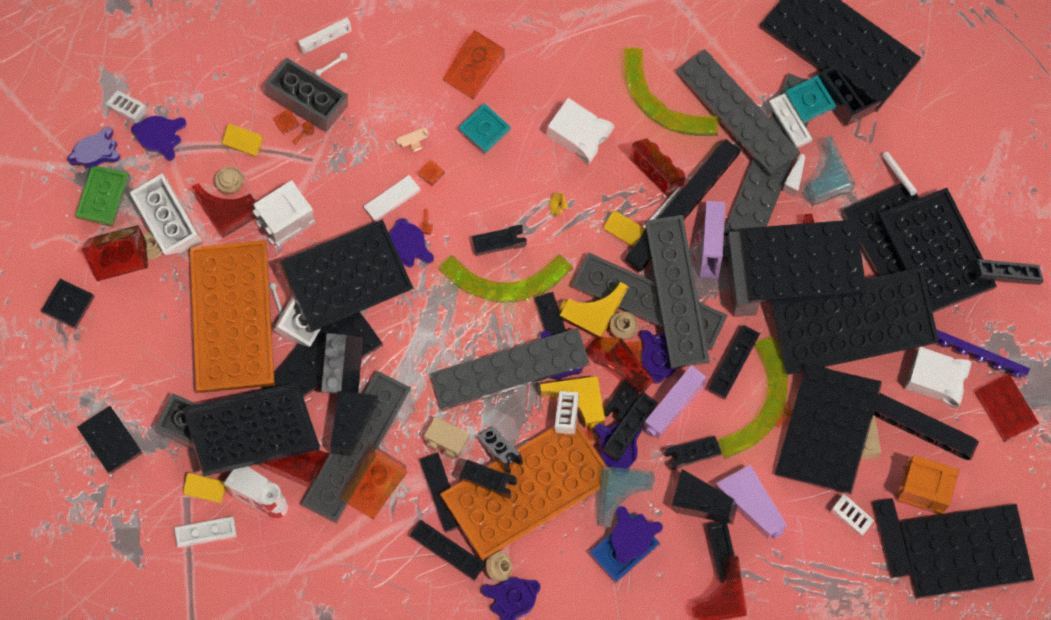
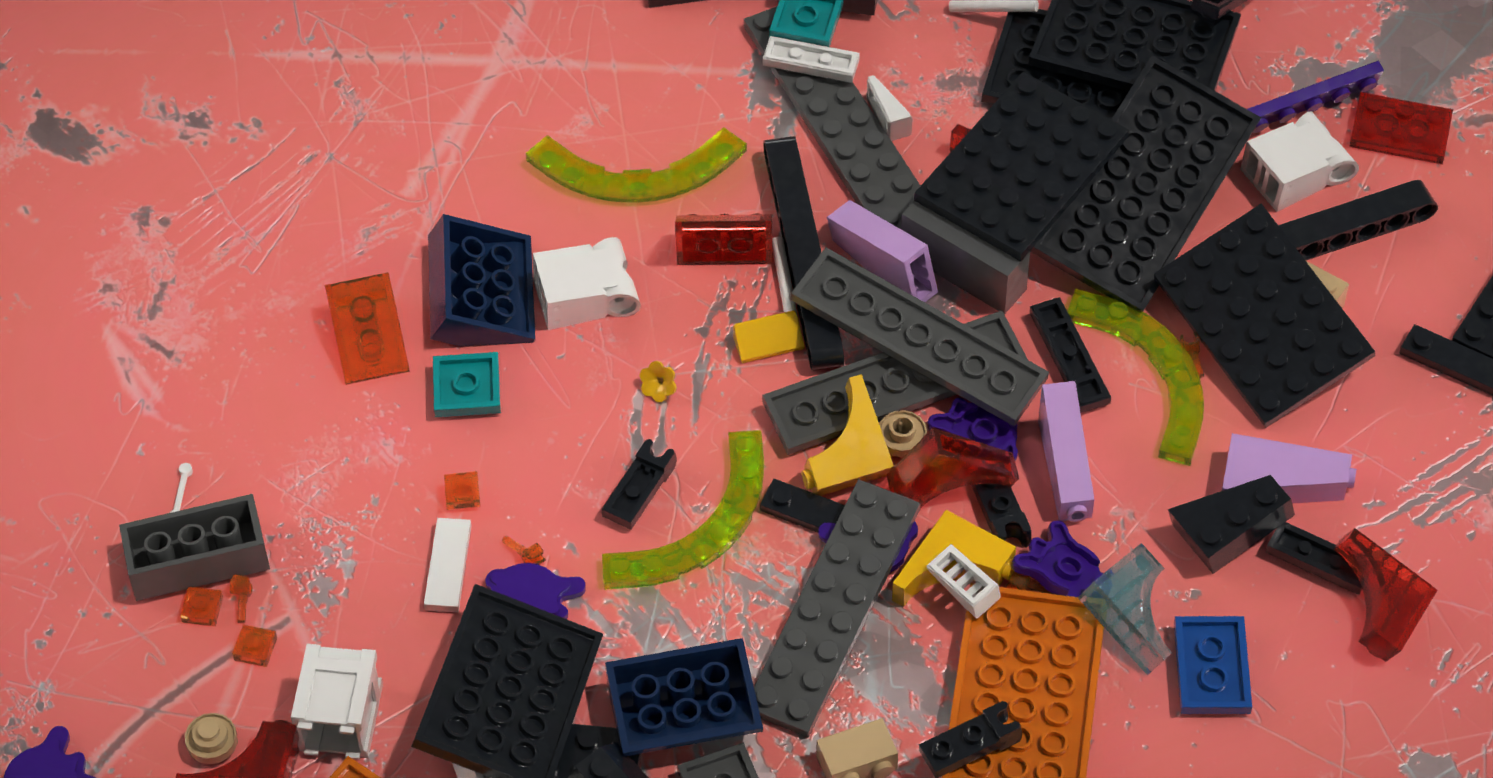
camera: 45 degrees left, 15 degrees down
(242, 140) = (169, 677): yellow slope -> none
(287, 158) = (254, 645): none -> clear orange plate
(325, 36) = (135, 465): white tile -> none
(406, 347) = (683, 697): none -> dark blue slope
(413, 138) = (389, 476): light nougat piece -> none
(500, 448) = (938, 698): black plate -> none
(539, 89) = (480, 284): none -> dark blue slope
(629, 426) = (1050, 528): black plate -> none
(632, 536) = (1206, 638): dark purple tile -> none
(693, 452) = (1150, 490): black plate -> none
(738, 112) = (740, 103): dark grey plate -> none
(834, 178) = (928, 71): clear light blue arch -> none
(856, 510) = (1386, 394): white slope -> none
(927, 485) = (1435, 269): orange container -> none

